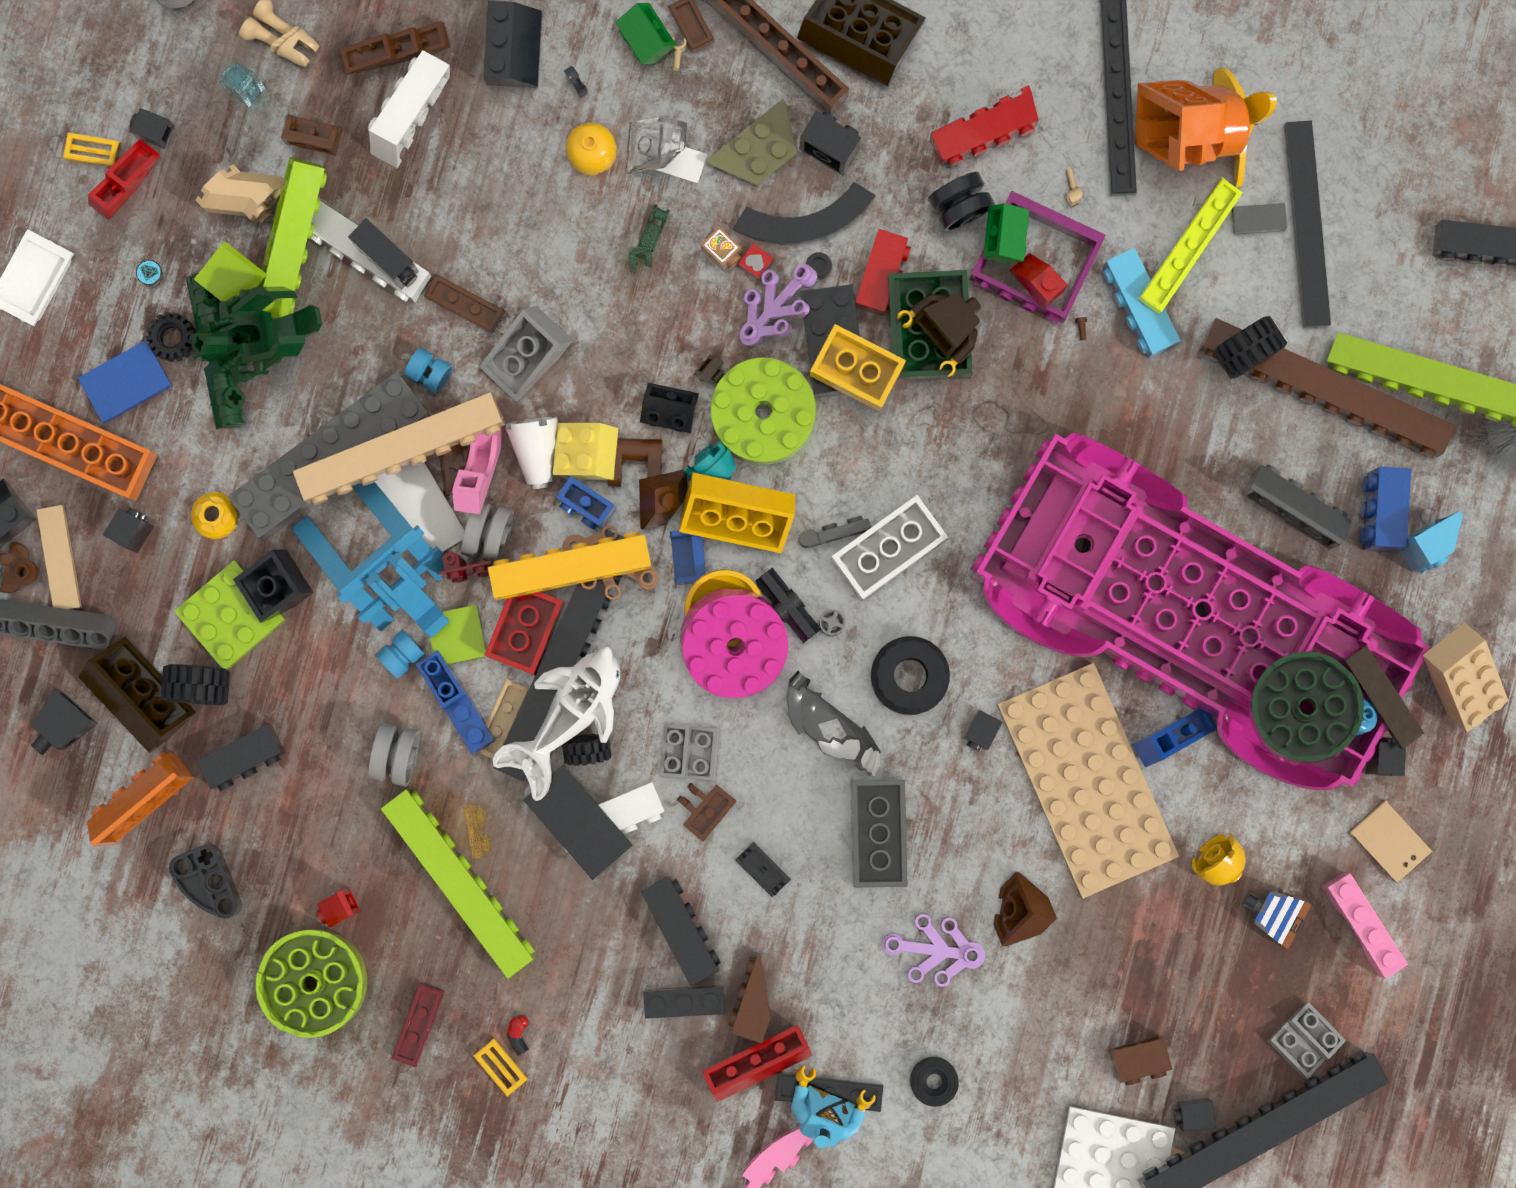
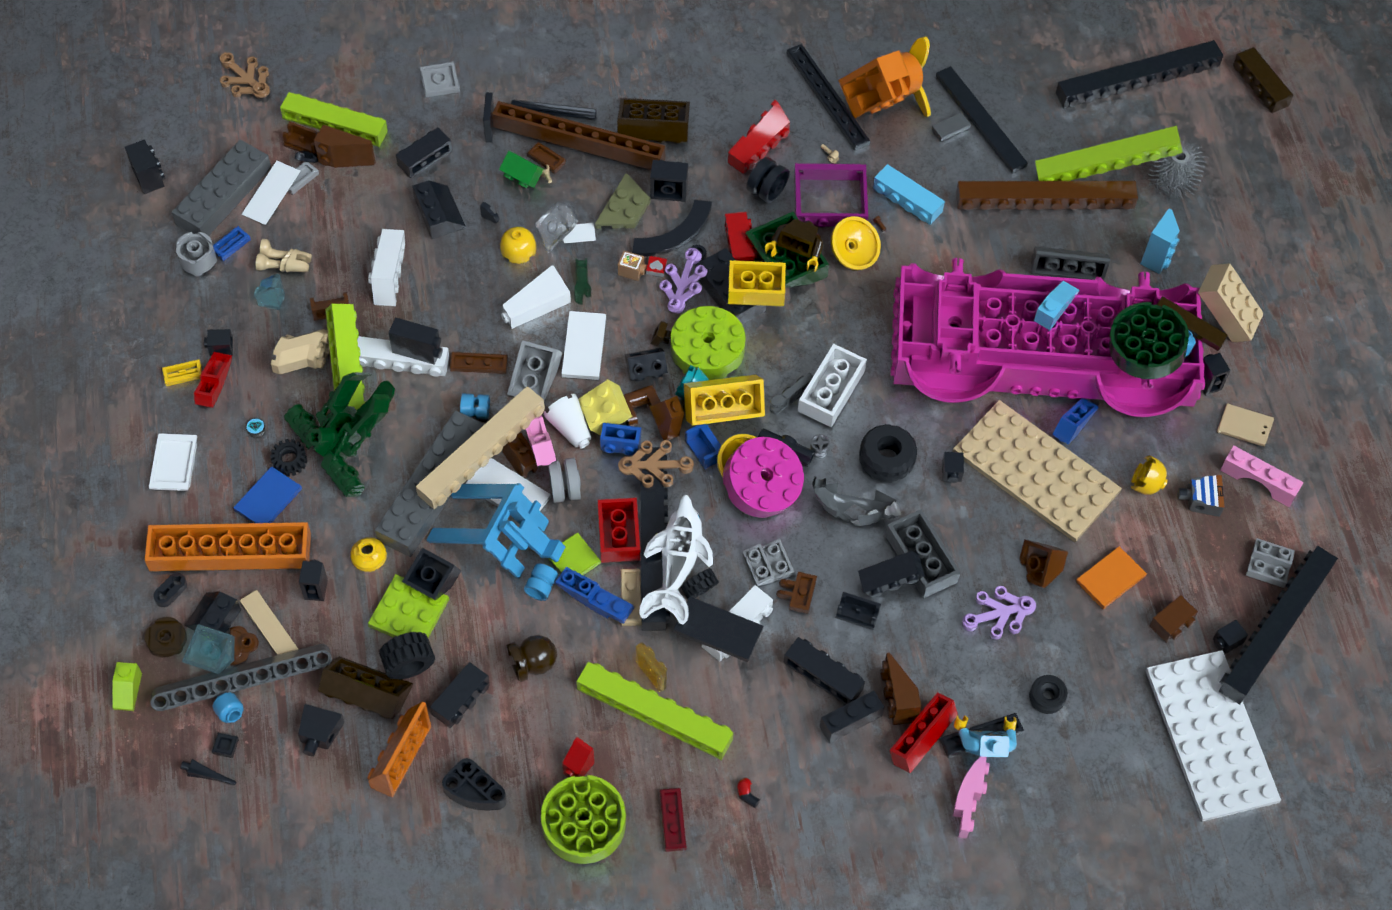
camera: 30 degrees left, 25 degrees down
(229, 273) = (313, 393): lime tile -> none
(342, 752) = (533, 656): none -> dark brown tile
(394, 48) = (361, 240): reddish brown slope -> none
(394, 754) = (571, 641): light grey wheel -> none
(457, 571) = (559, 510): dark red hinge -> none
(515, 1084) = (727, 821): yellow tile -> none
(569, 567) = (631, 471): yellow brick -> none
(577, 244) = (536, 299): none -> white slope
(607, 338) = (584, 345): none -> white tile
(822, 848) = (891, 574): none -> black brick
(1006, 233) = (806, 182): green brick -> none
(1037, 361) = (863, 241): none -> yellow dish
(1039, 280) = (841, 199): red slope -> none
(1098, 967) = (1111, 577): none -> orange tile
(1190, 246) = (919, 152): neon yellow tile -> none
(1225, 588) = (1055, 304): none -> medium azure slope
(1250, 347) = (989, 179): black tyre -> none
(1386, 509) = (1124, 240): blue brick -> none

